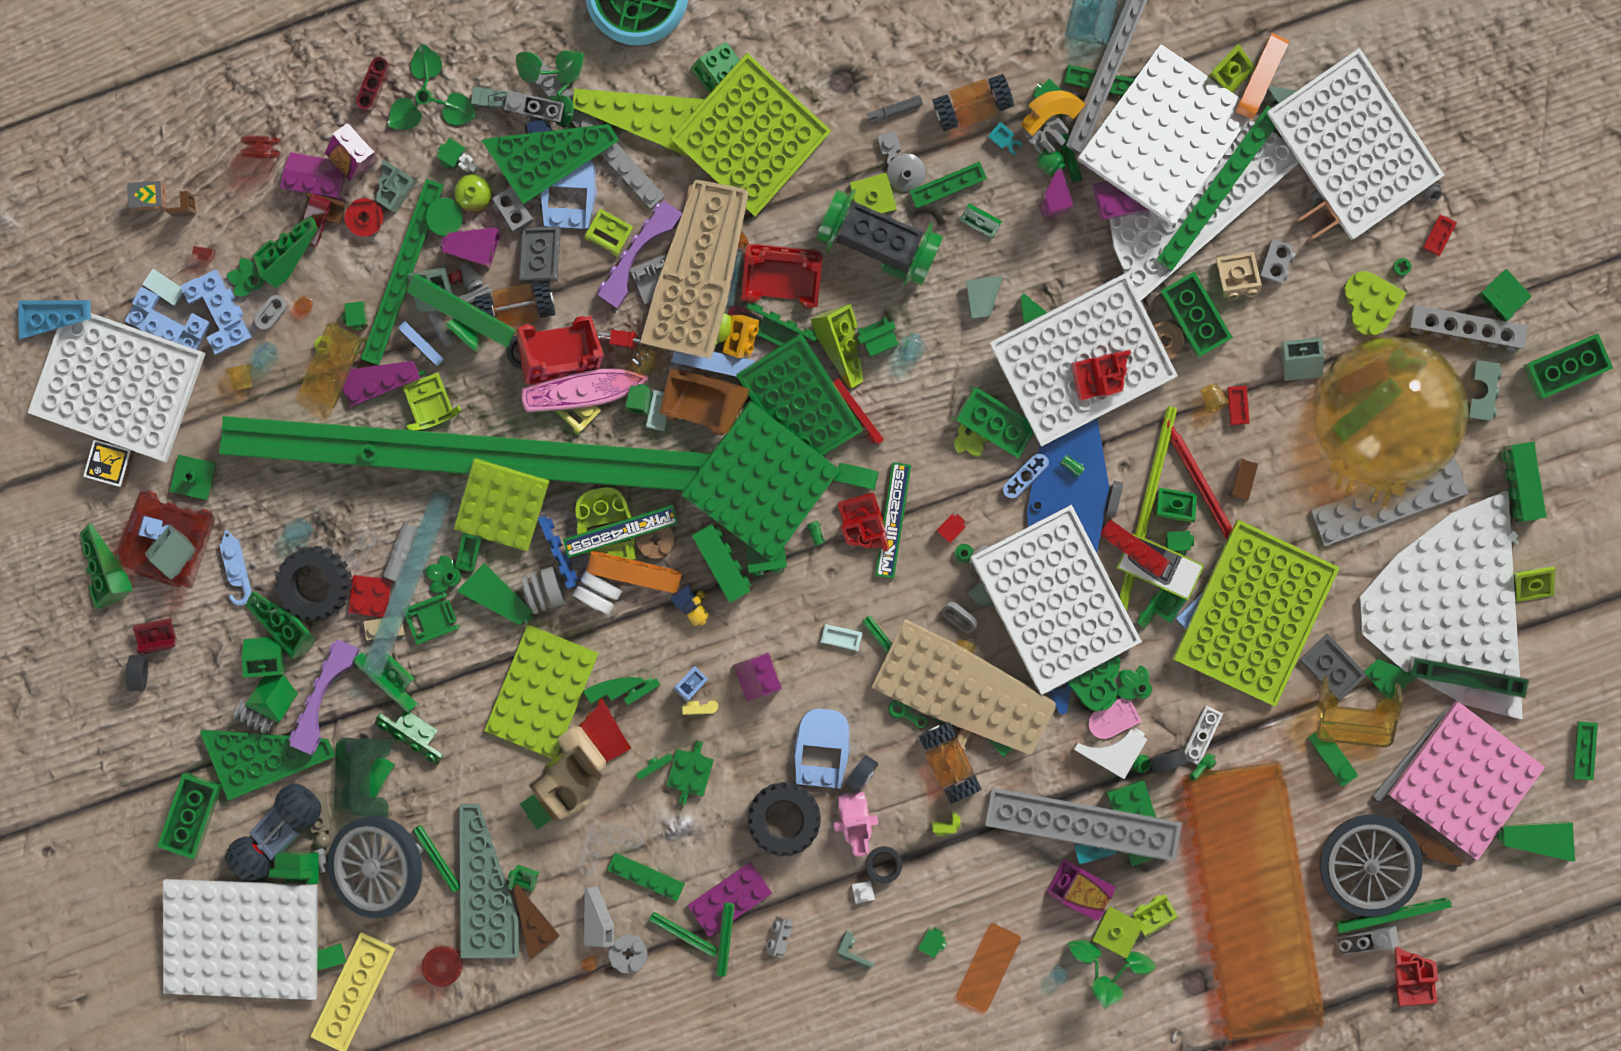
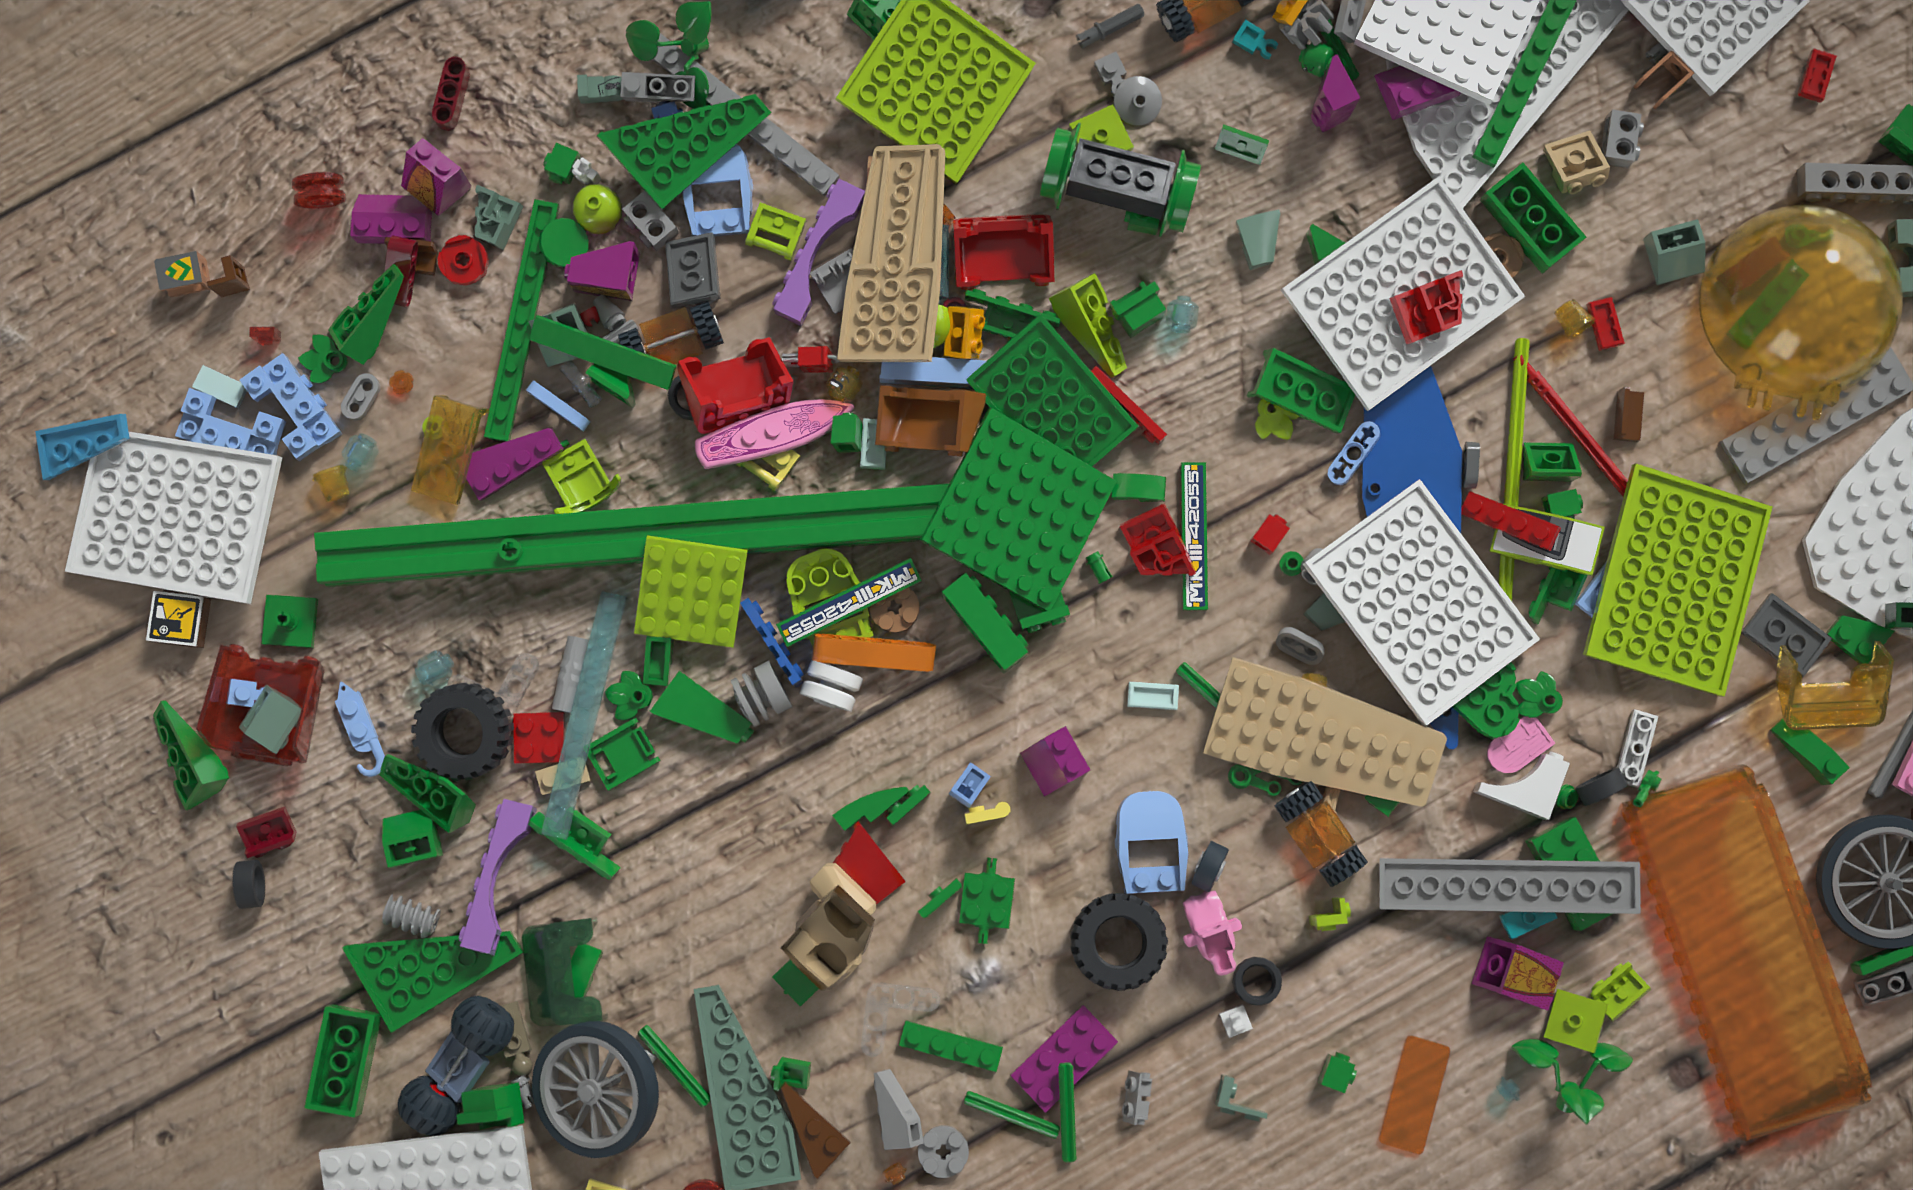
camera: 10 degrees left, 5 degrees down
(272, 697) = (430, 888): green slope -> none
(355, 315) = (469, 383): green brick -> none
(405, 114) = (496, 125): green plant -> none
(413, 733) = (619, 905): bracket -> none
(541, 691) = (778, 826): lime plate -> none
(641, 114) = (791, 79): lime wing -> none
(689, 604) = (951, 683): piece -> none
(948, 185) = (1192, 107): green plate -> none
(1072, 465) = (1411, 430): green pin -> none
(1372, 302) = (1749, 170): lime plate -> none
(1397, 270) = (1772, 126): green bush -> none
(1433, 192) = (1799, 24): dark grey plate -> none

